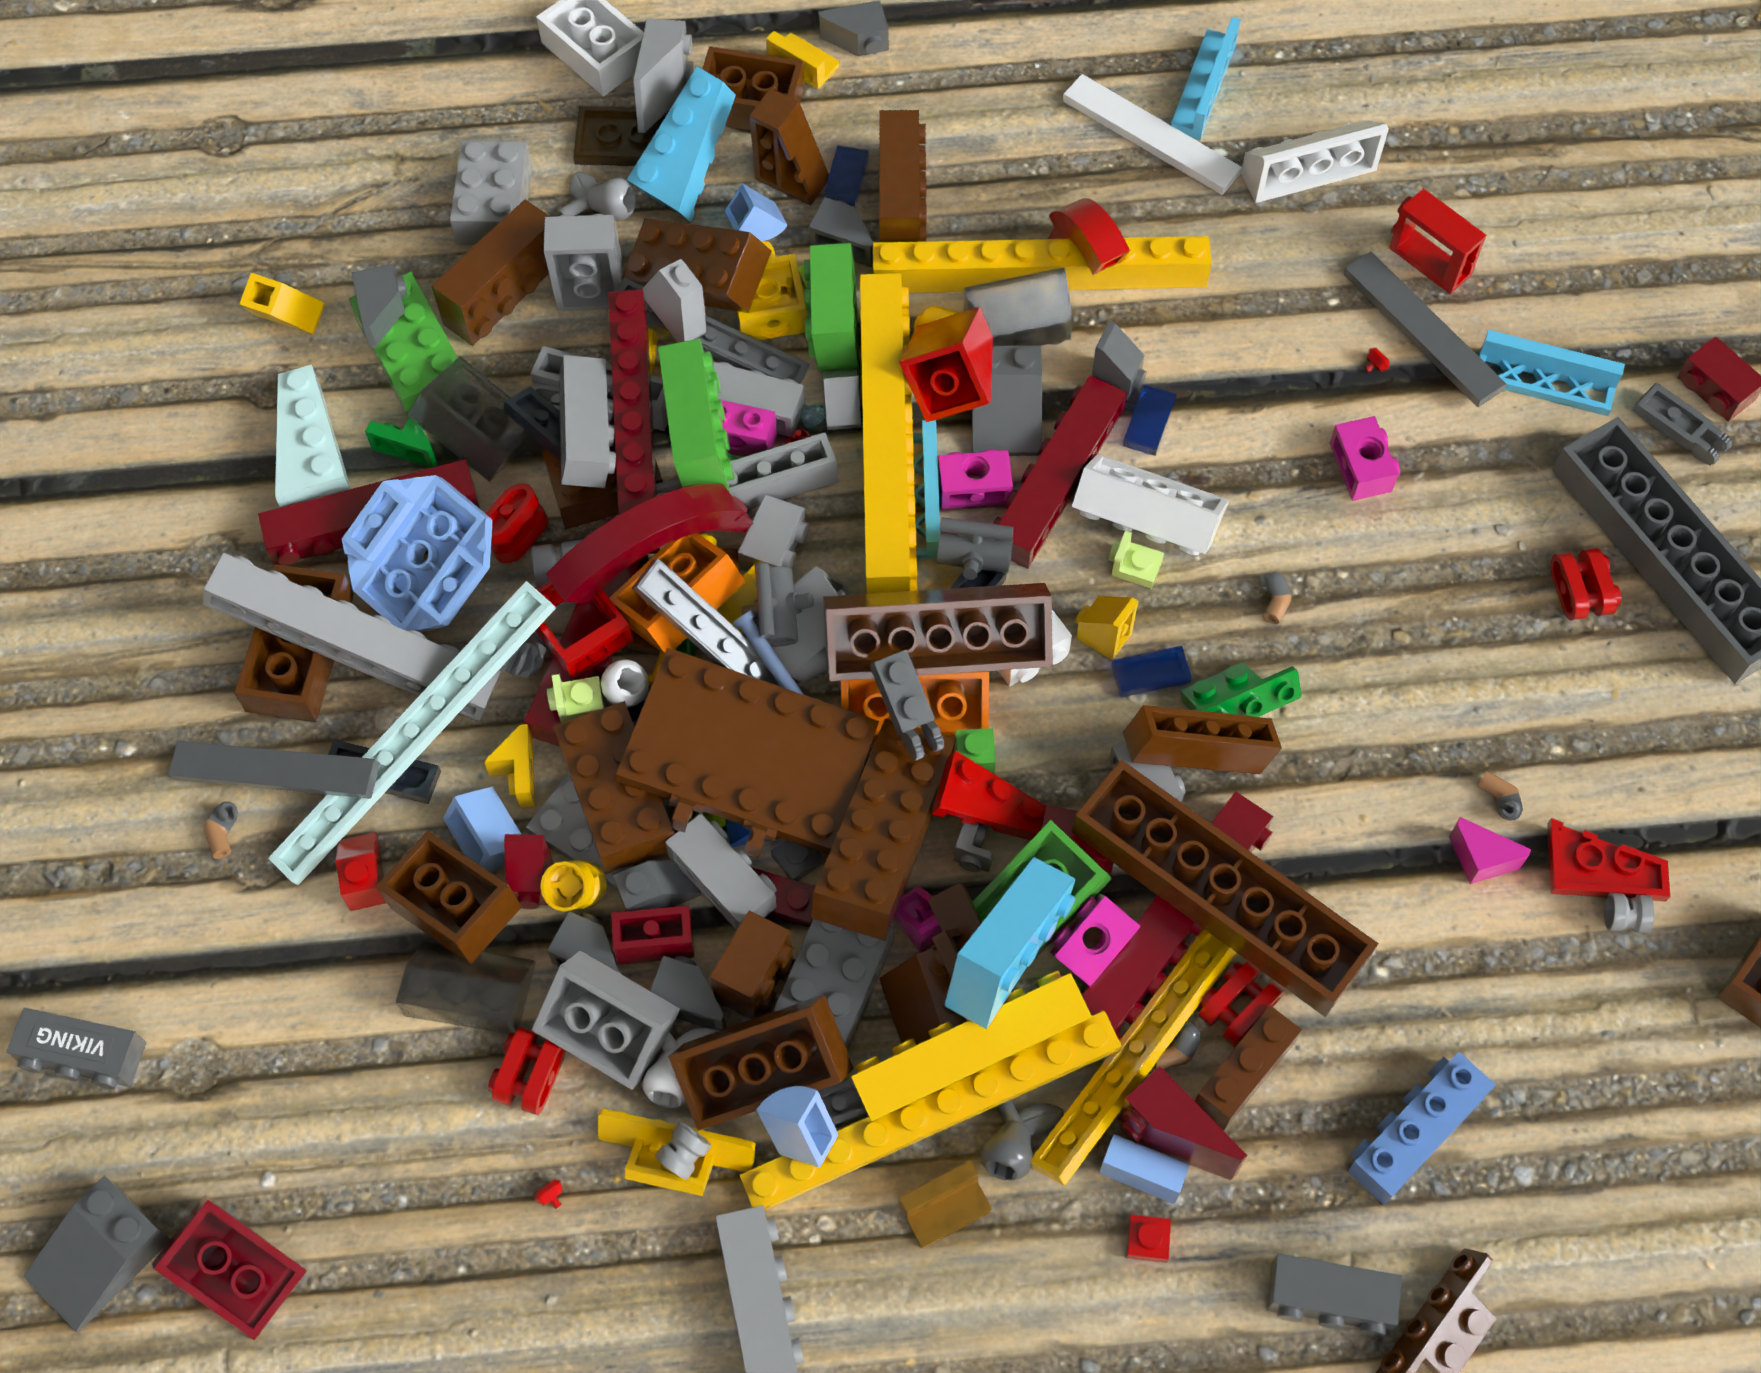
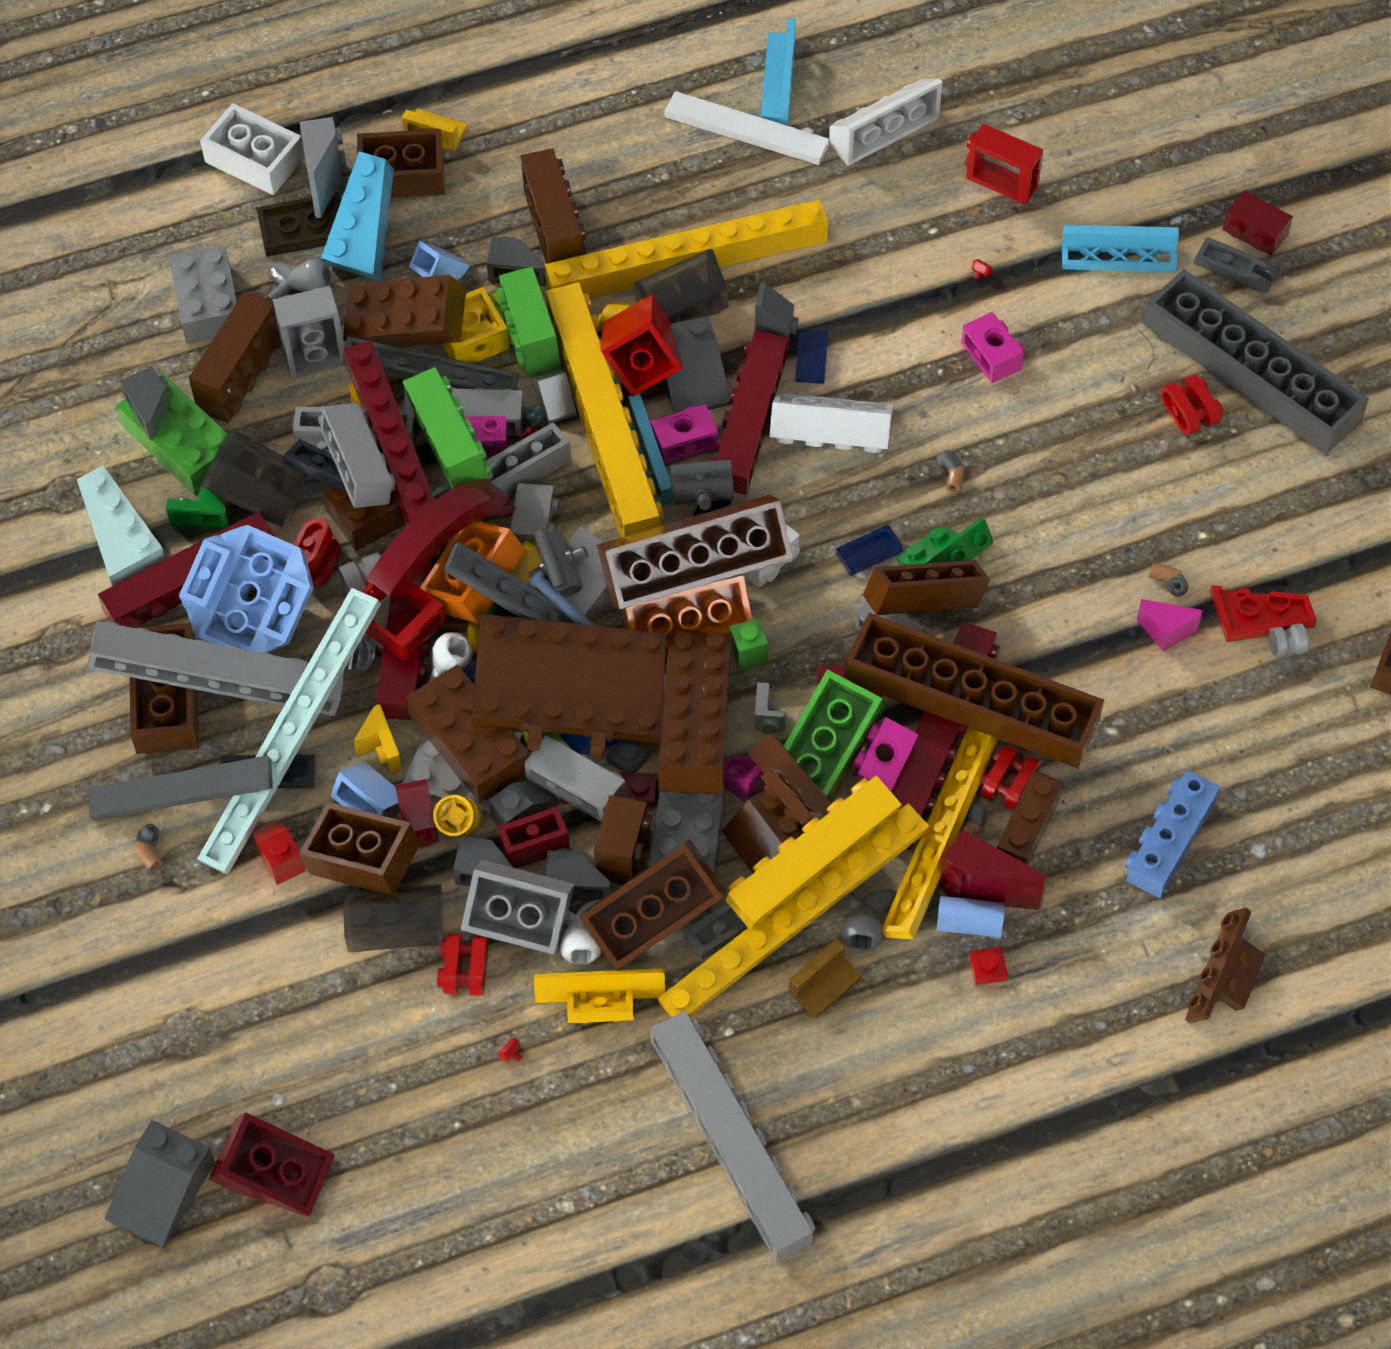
camera: 15 degrees left, 5 degrees down
(76, 1048) = (89, 1038): dark grey brick -> none
(281, 304) = (56, 423): yellow slope -> none
(575, 697) = (414, 672): yellowish green bracket -> none
(677, 301) = (401, 344): light grey slope -> none
(683, 1150) = (611, 984): light grey wheel -> none
(786, 149) = (449, 204): reddish brown wedge -> none
(799, 1124) = (696, 941): light blue brick -> none
(846, 174) = (502, 215): clear blue tile -> none
(856, 28) = (473, 93): dark grey slope -> none
(906, 703) = (687, 611): hinge -> none
(985, 798) = (768, 671): red wing -> none
(1008, 941) = (822, 763): medium azure wedge -> none
(1091, 232) = (725, 215): red arch -> none
(1107, 624) = (824, 520): yellow slope -> none
(1135, 562) = (832, 469): yellowish green bracket -> none
(1334, 1294) = (1139, 967): dark grey brick -> none
(1425, 329) = (1012, 235): dark grey tile -> none

